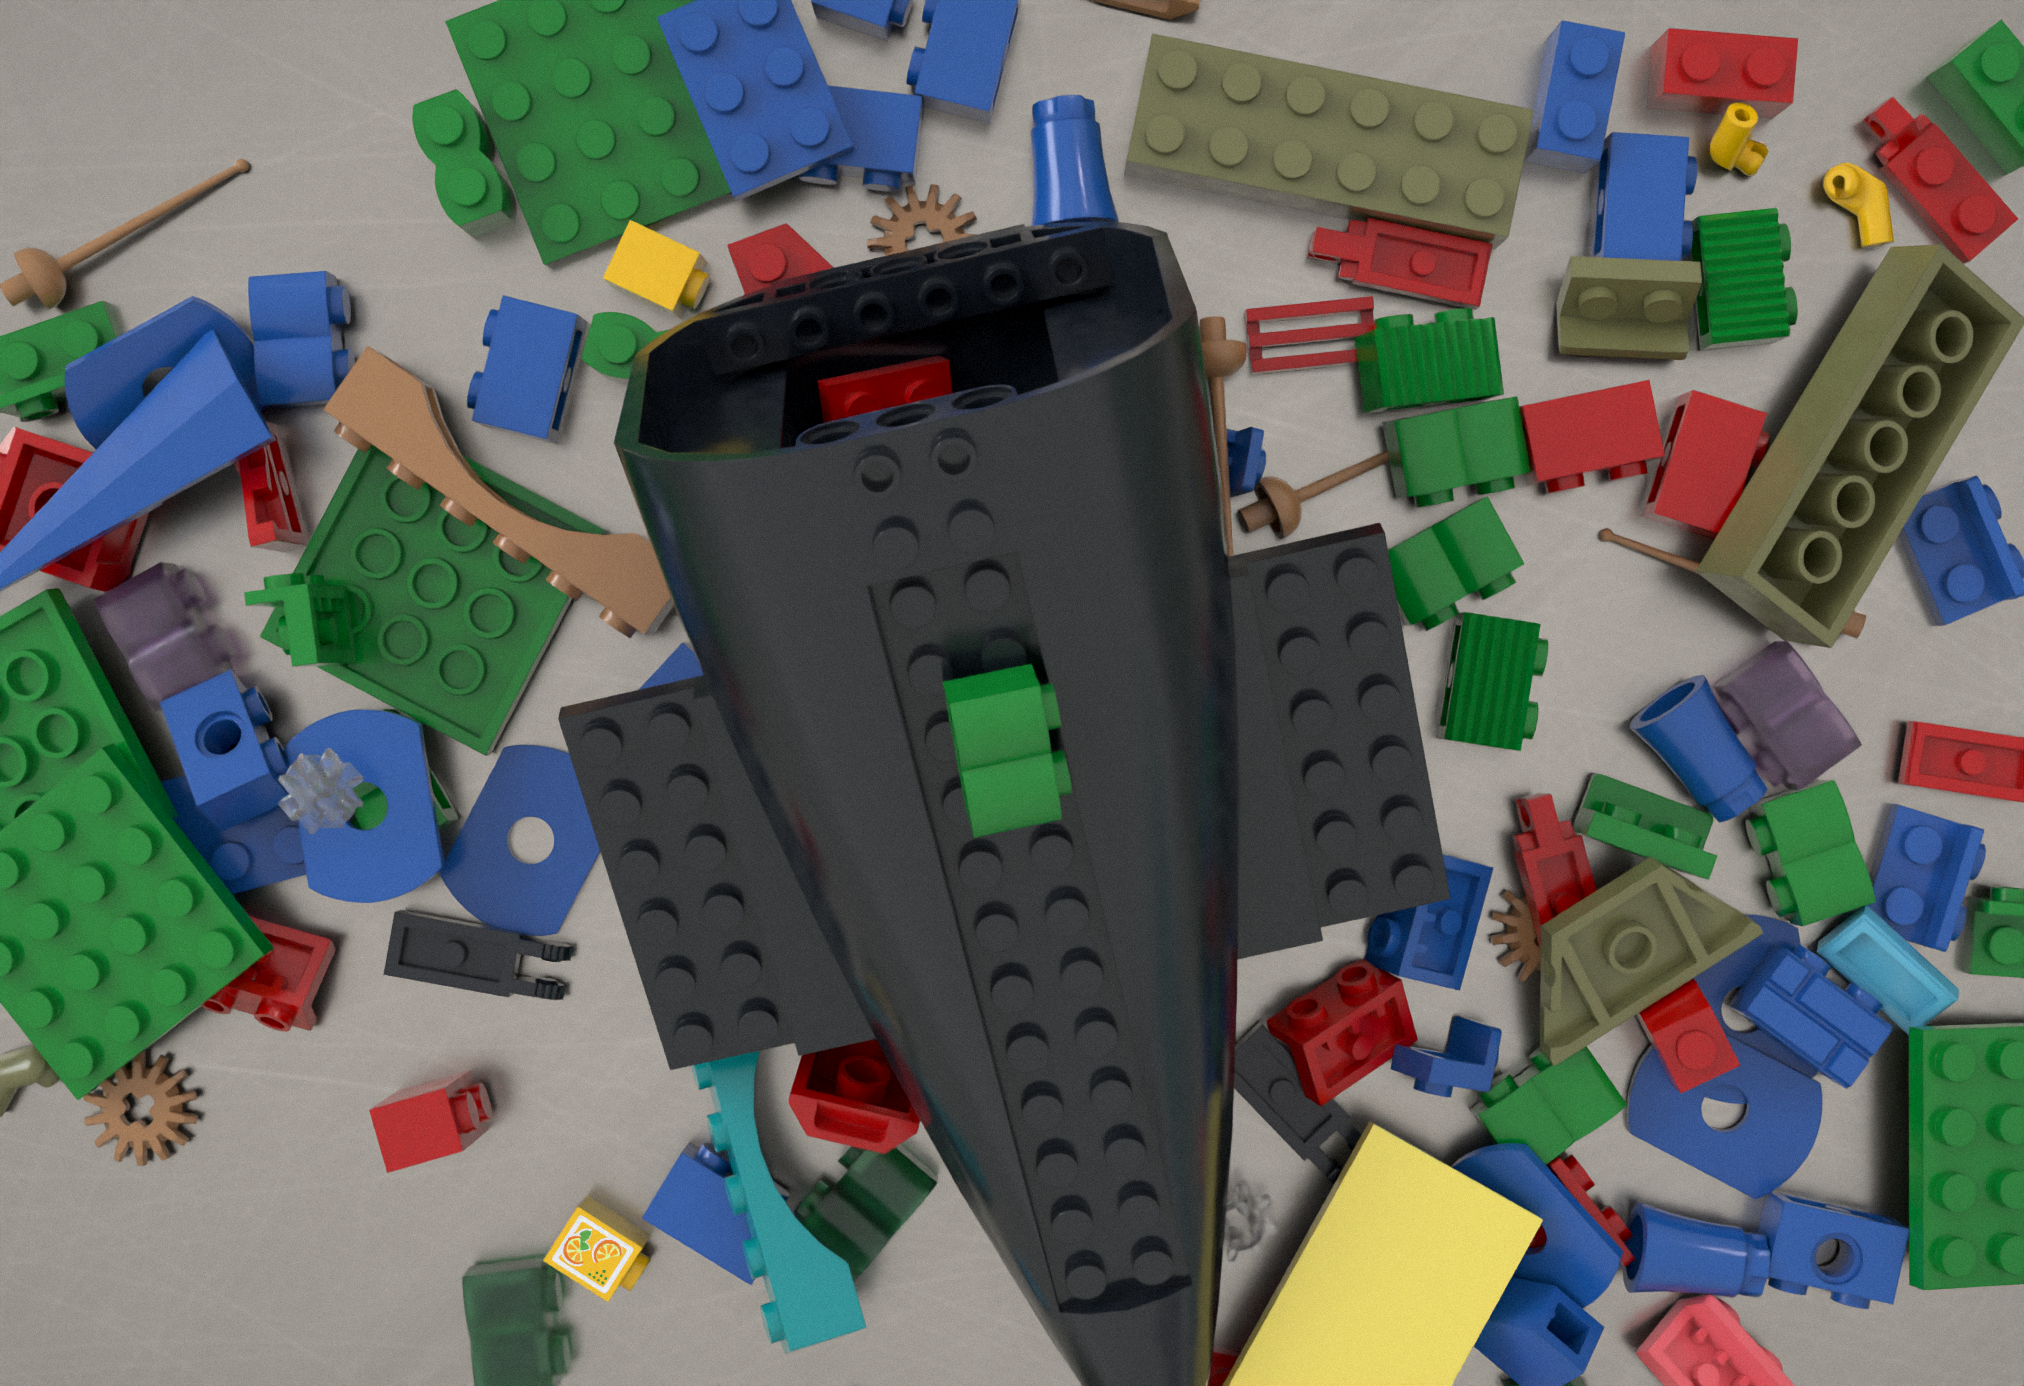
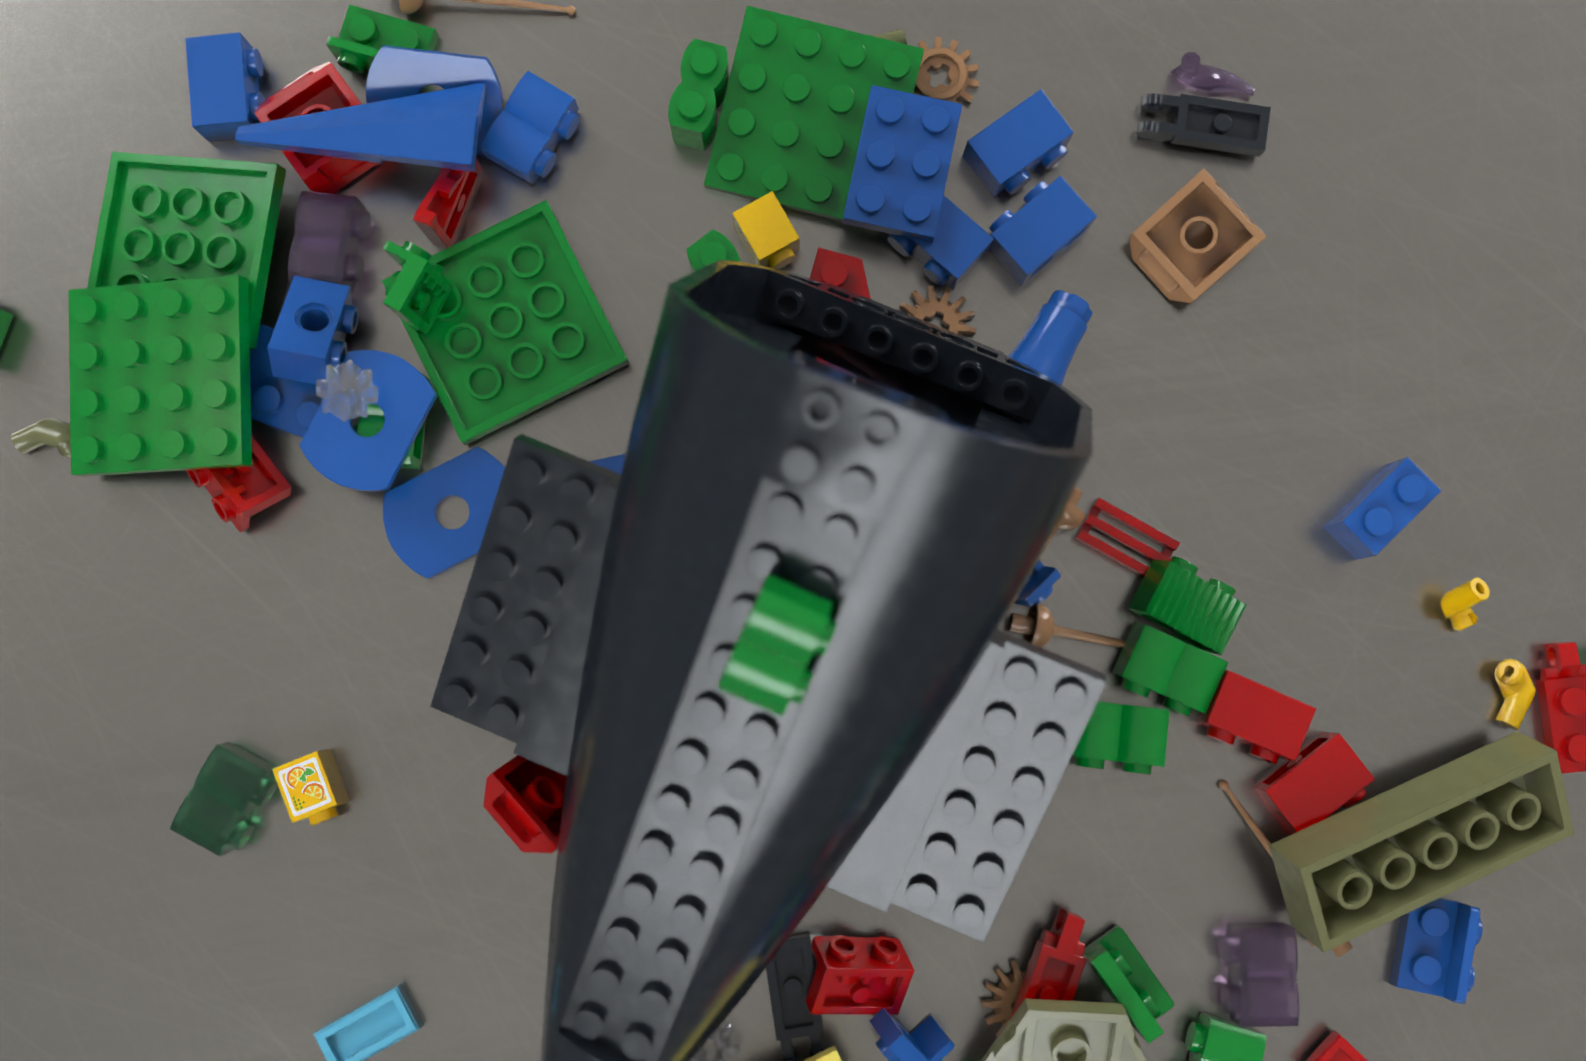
camera: 35 degrees right, 5 degrees down
(166, 1111) = (119, 520): medium nougat gear -> none
(402, 417) = (557, 214): medium nougat arch -> none
(431, 1120) = (267, 635): red brick -> none
(469, 956) = (365, 555): black hinge -> none
(527, 369) = (650, 236): blue brick -> none
(697, 1210) = (401, 816): blue brick -> none
(805, 1281) = (418, 896): teal arch -> none
(866, 1203) = (489, 875): clear green brick -> none
(1327, 140) = (1217, 434): olive brick -> none
(1406, 260) = (1214, 535): red hinge -> none
(1436, 938) = (951, 958): blue bracket -> none
(1492, 681) = (1094, 824): green brick -> none
(1627, 307) = (1330, 655): olive bracket -> none
(1643, 197) = (1380, 601): blue brick -> none
(1701, 748) = (1196, 957): blue plant -> none
(1716, 69) = (1475, 548): red brick -> none
(1742, 279) = (1410, 687): green brick -> none

